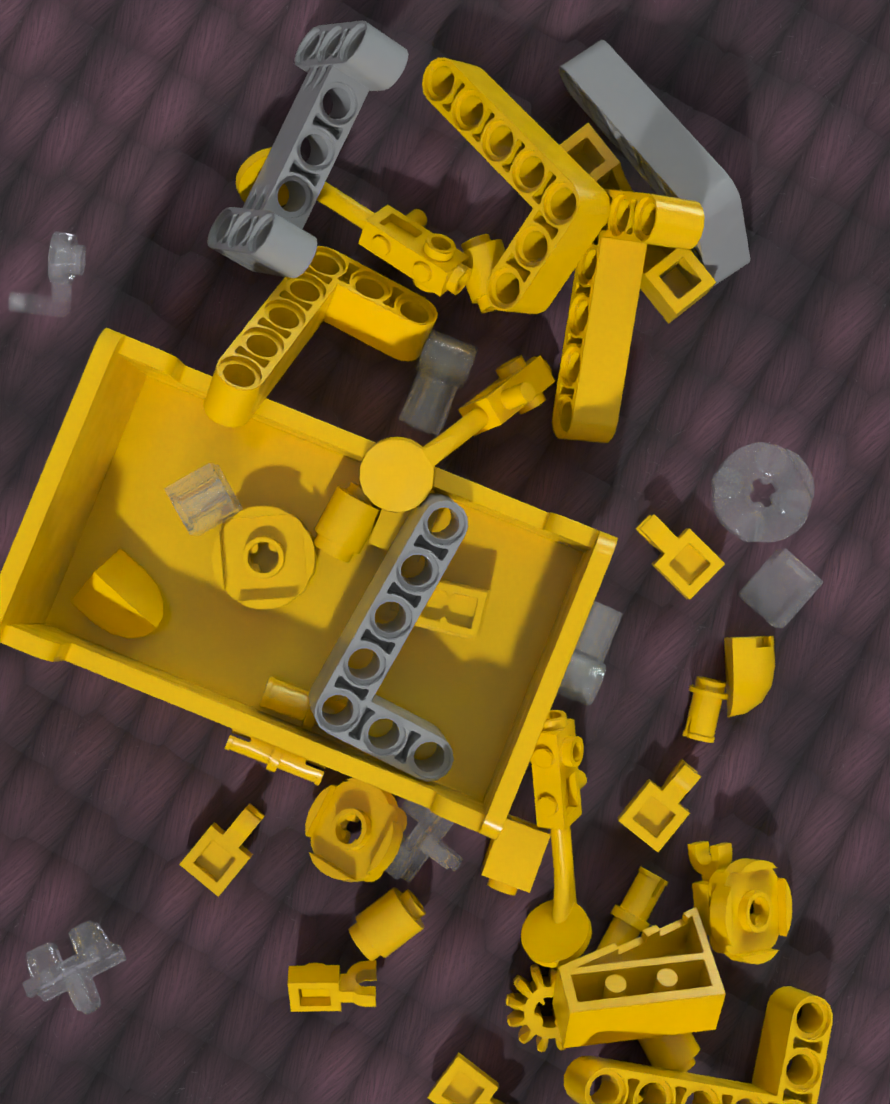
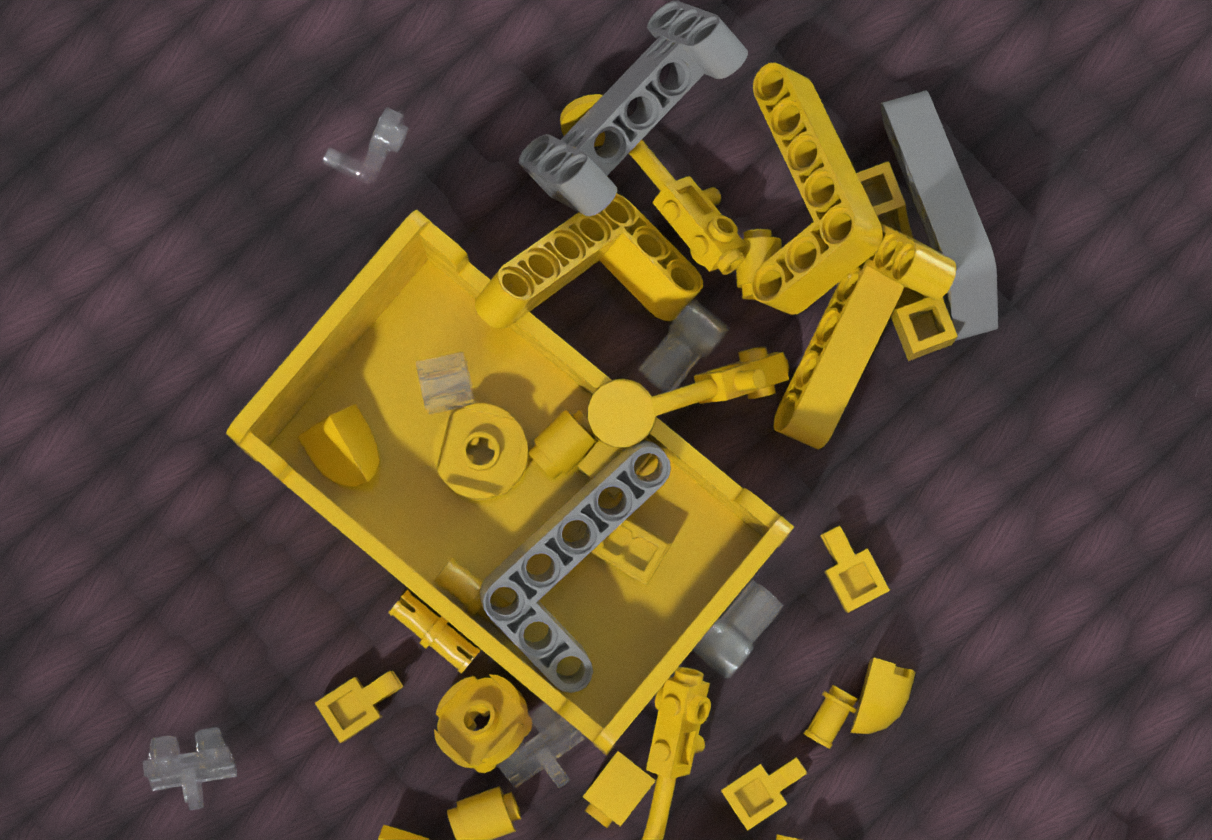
camera: 20 degrees right, 5 degrees down
(769, 464) = (960, 517): clear plate -> none
(780, 588) = (932, 628): clear panel -> none

